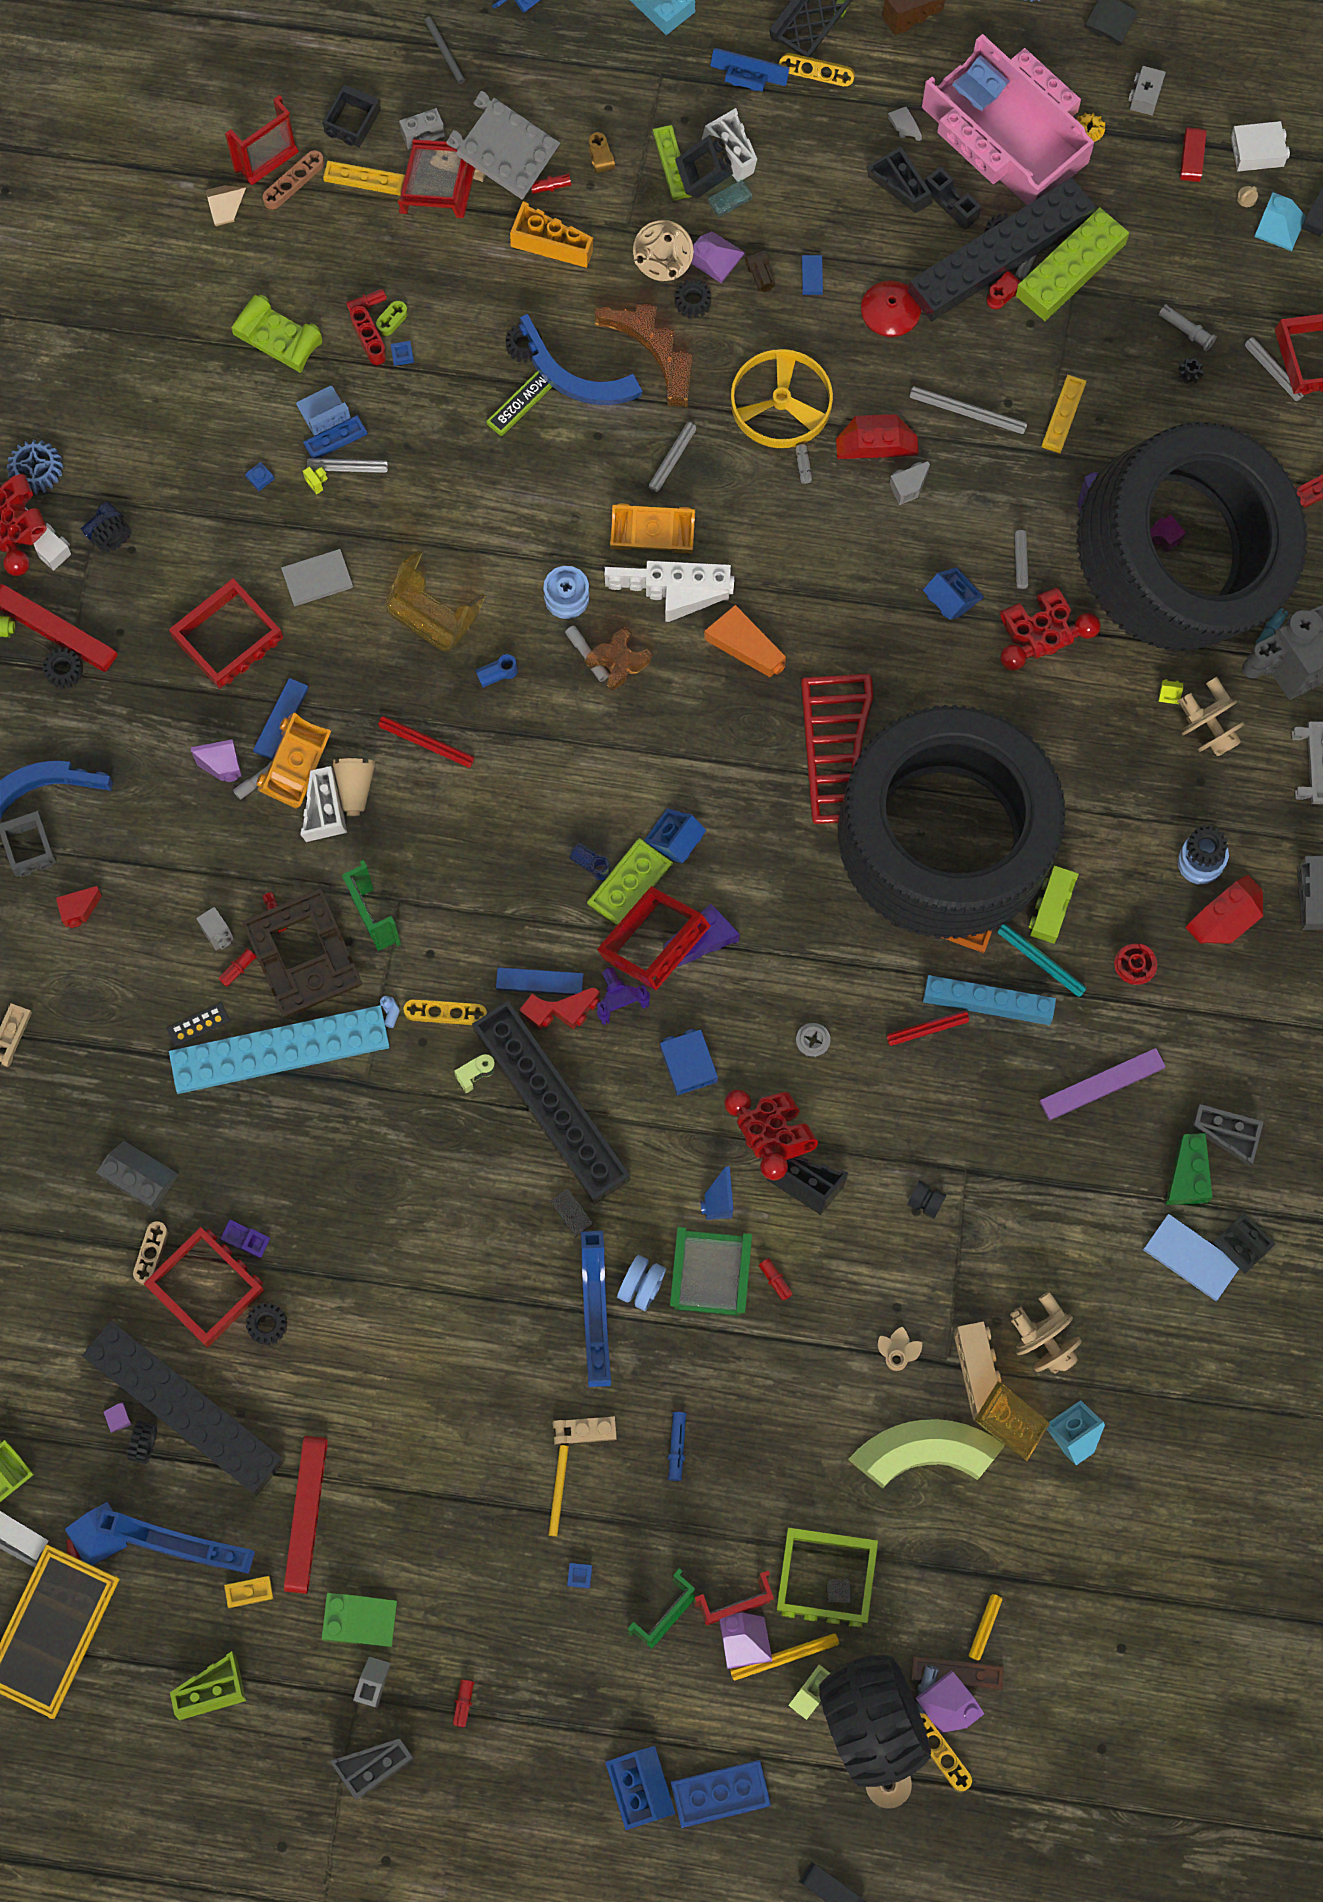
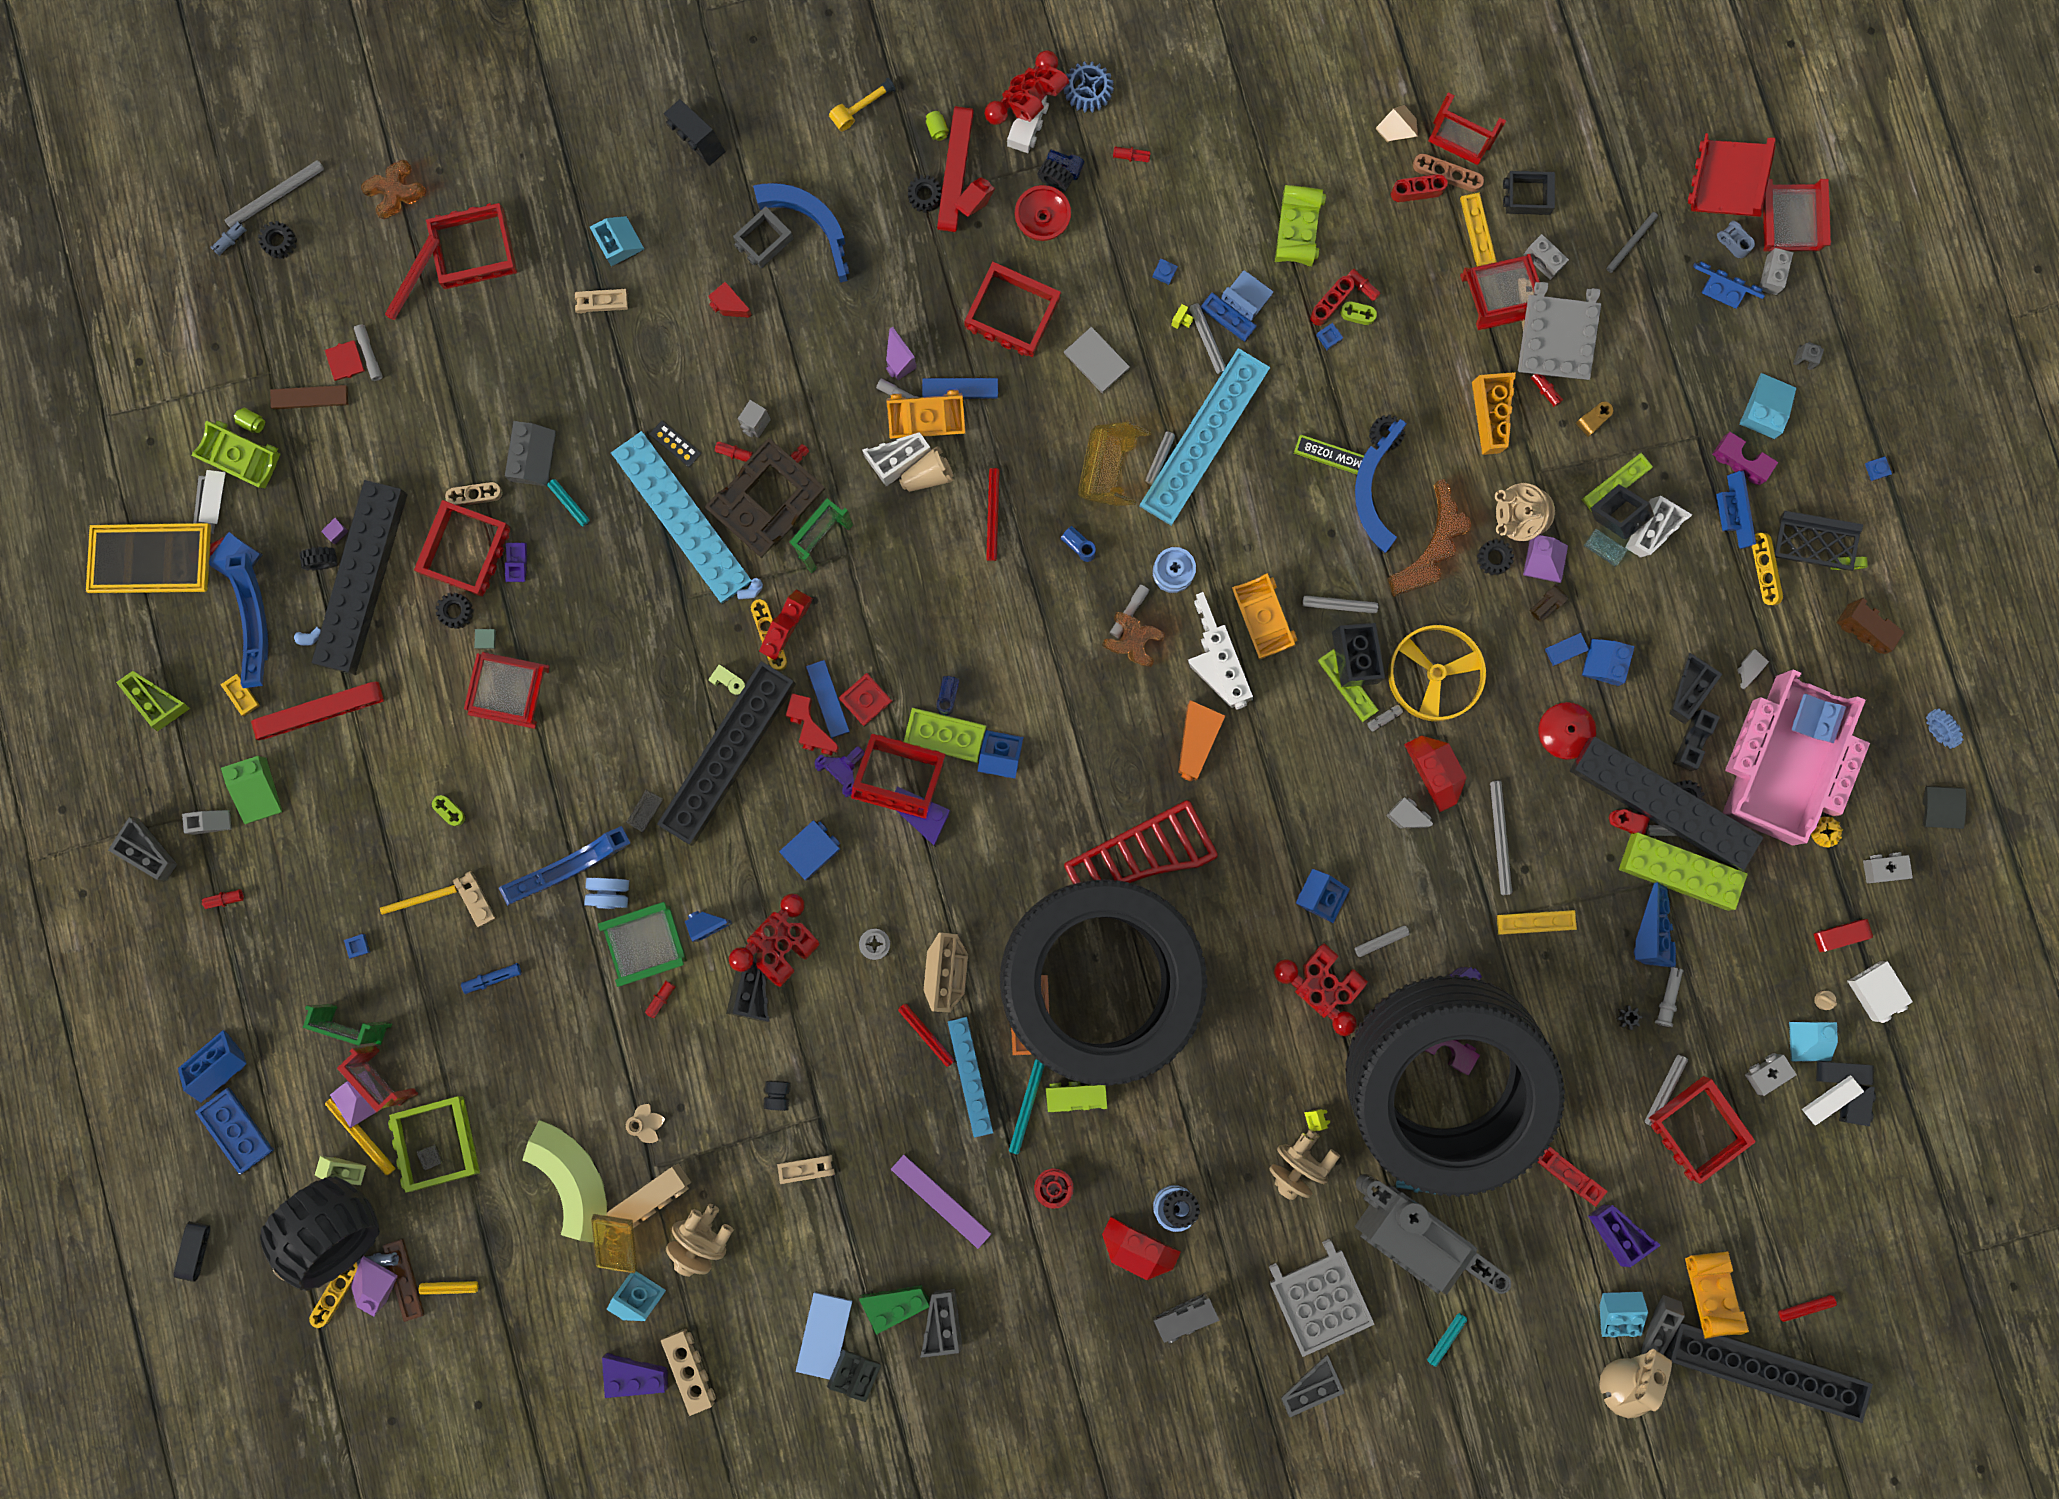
camera: 65 degrees right, 10 degrees up
(93, 617) = (975, 197): none -> red slope
(124, 456) = (1131, 154): none -> red axle
(143, 550) = (1046, 202): none -> red dish
(207, 1158) = (568, 502): none -> teal axle
(222, 1493) = (307, 639): none -> light blue arm
(296, 219) = (1427, 184): none -> red beam
(311, 1305) = (485, 638): none -> sand green tile
(378, 1302) = (504, 689): none -> piece
(444, 988) = (784, 624): none -> red arch
(445, 509) = (1204, 436): none -> medium azure plate
(446, 560) = (1160, 457): none -> light grey axle
(475, 1414) = (451, 808): none -> lime beam
(557, 945) = (865, 699): none -> red tile
(689, 52) = (1730, 453): none -> magenta arch
(732, 458) = (1358, 655): none -> black brick
(756, 484) = (1354, 695): none -> lime tile
(841, 242) = (1608, 661): none -> blue slope
(872, 980) = (945, 972): none -> tan wedge
(1014, 1205) = (805, 1169): none -> tan plate
(1129, 319) = (1654, 938): none -> blue wedge
(1139, 1413) = (693, 1402): none -> tan brick
(1158, 1468) = (632, 1377): none -> dark purple wedge
(1296, 271) = (1780, 1074): none -> light grey brick

